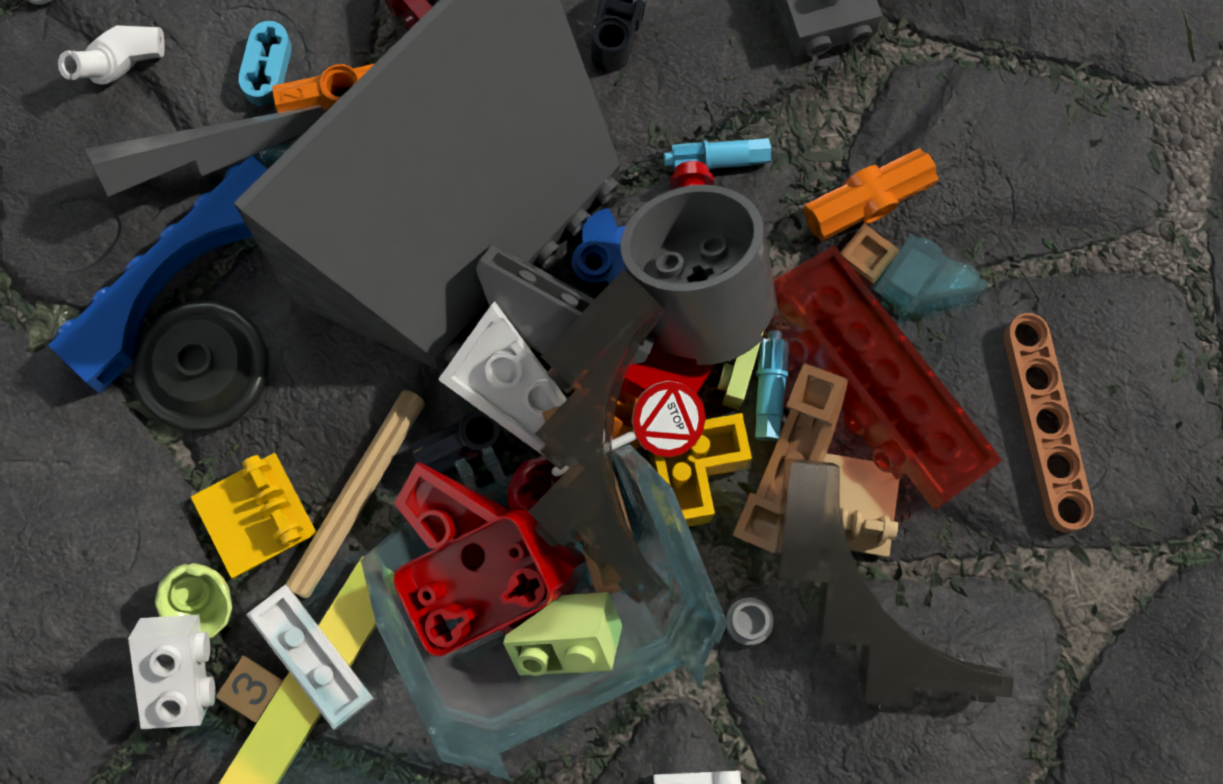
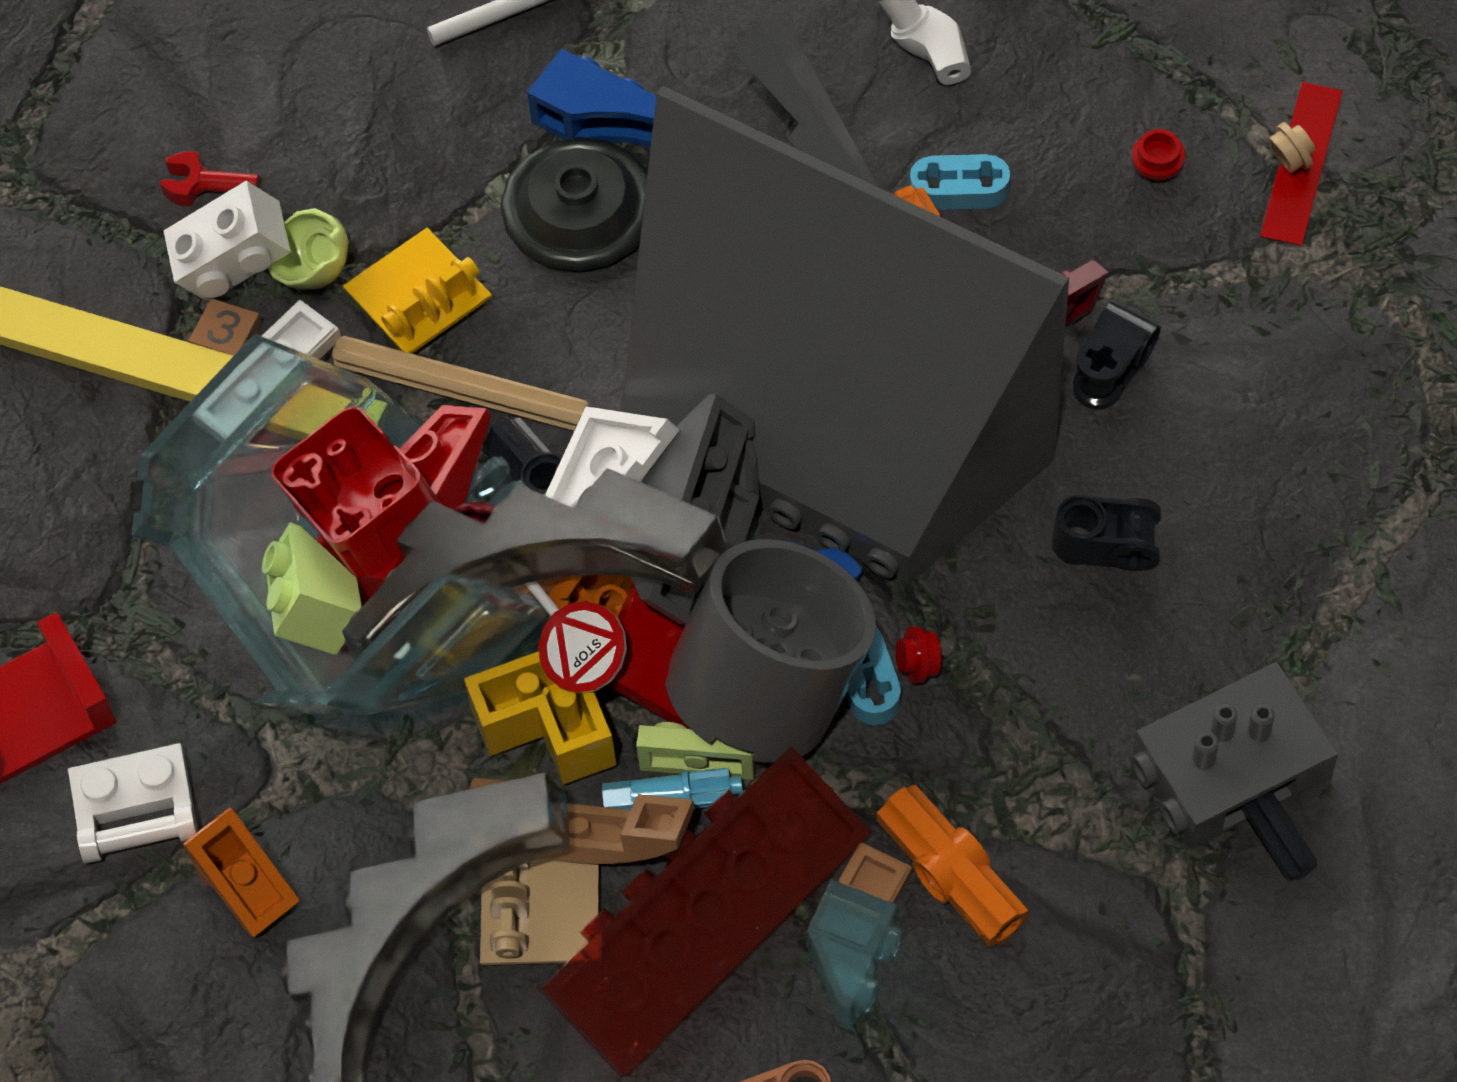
camera: 90 degrees right, 15 degrees down
(81, 689) = (199, 179): none -> red bar
(721, 154) = (965, 683): medium azure piece -> none
(749, 621) = (375, 817): light grey plate -> none
(794, 734) = (240, 872): none -> orange slope

